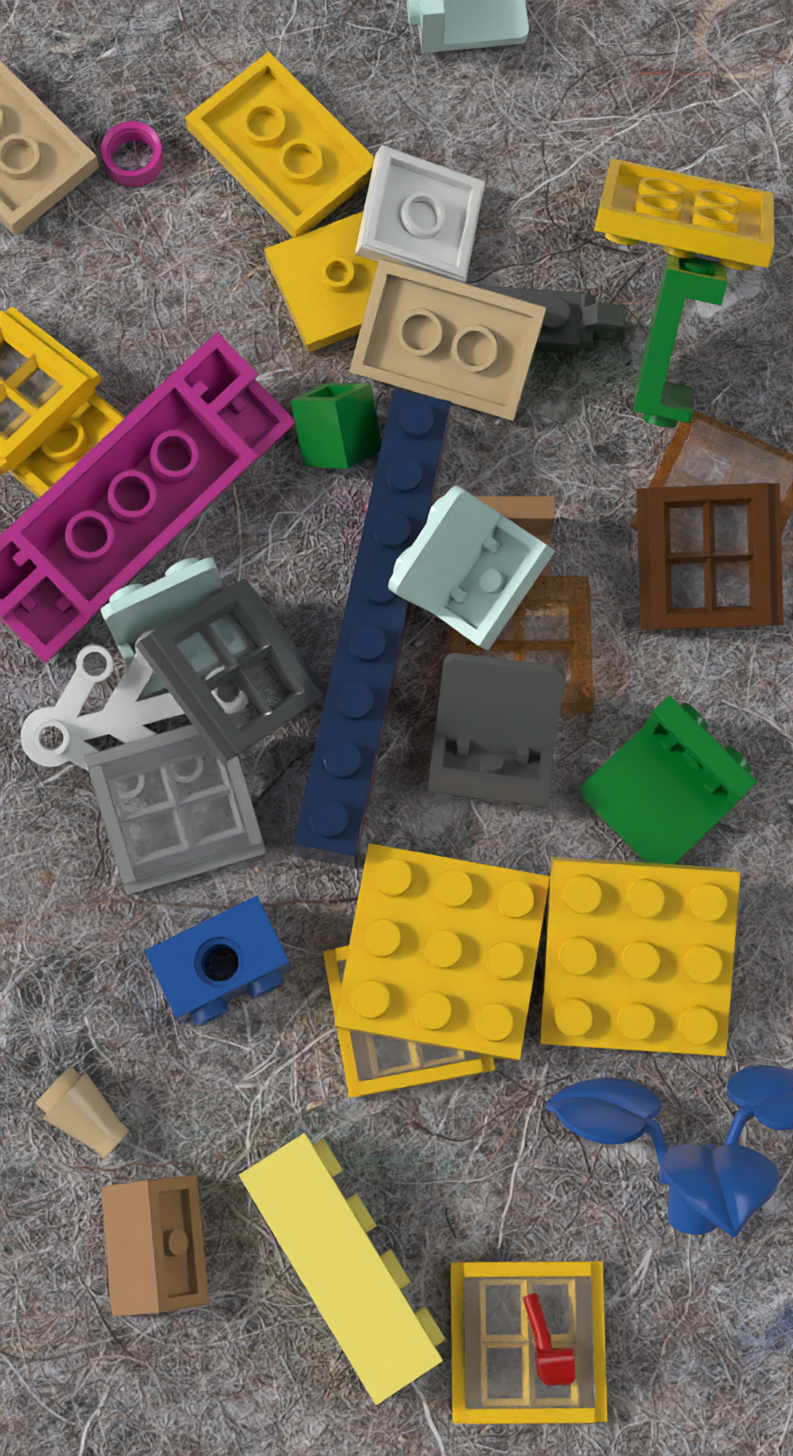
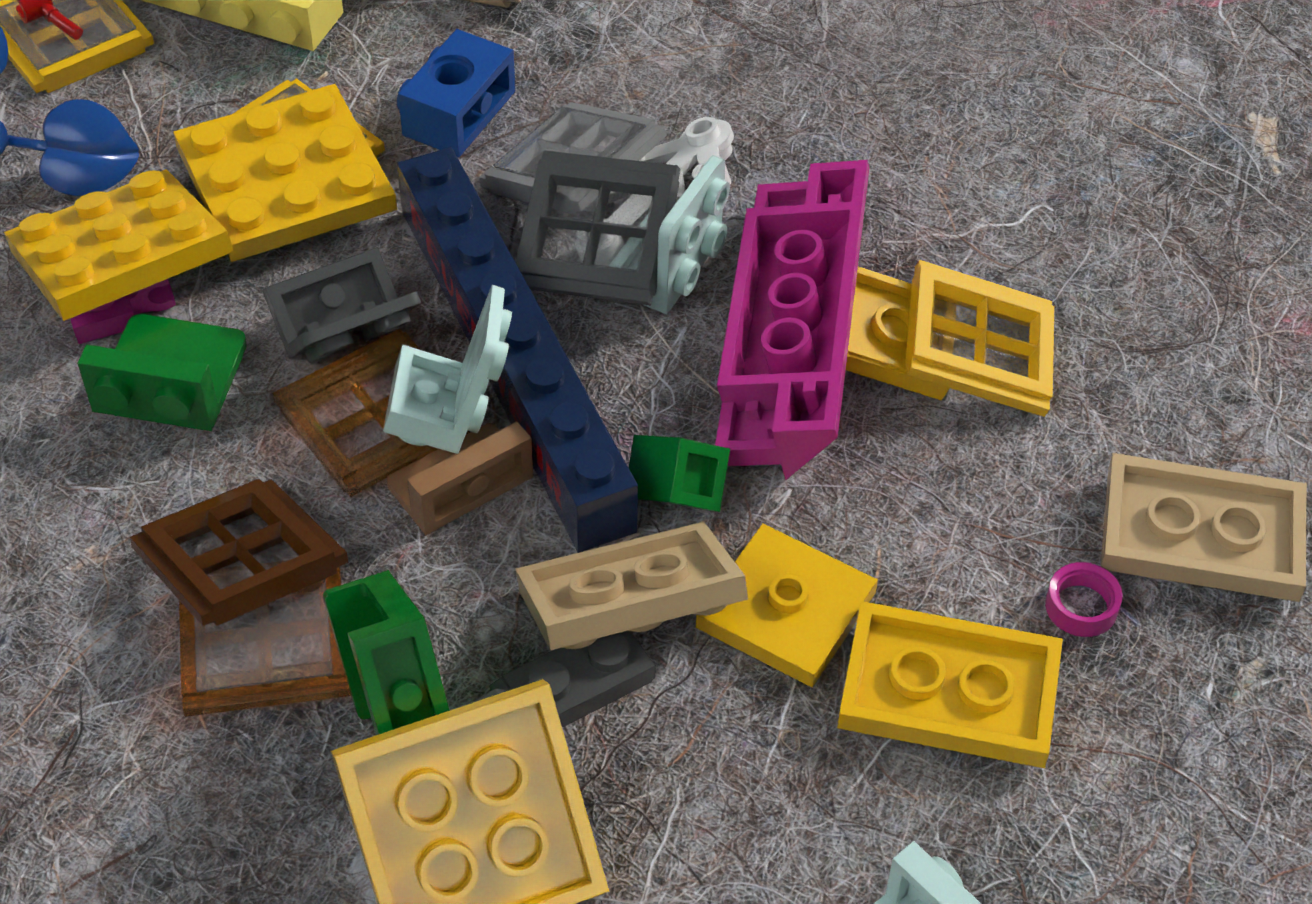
camera: 145 degrees right, 25 degrees down
(420, 215) = (754, 694): white plate -> none

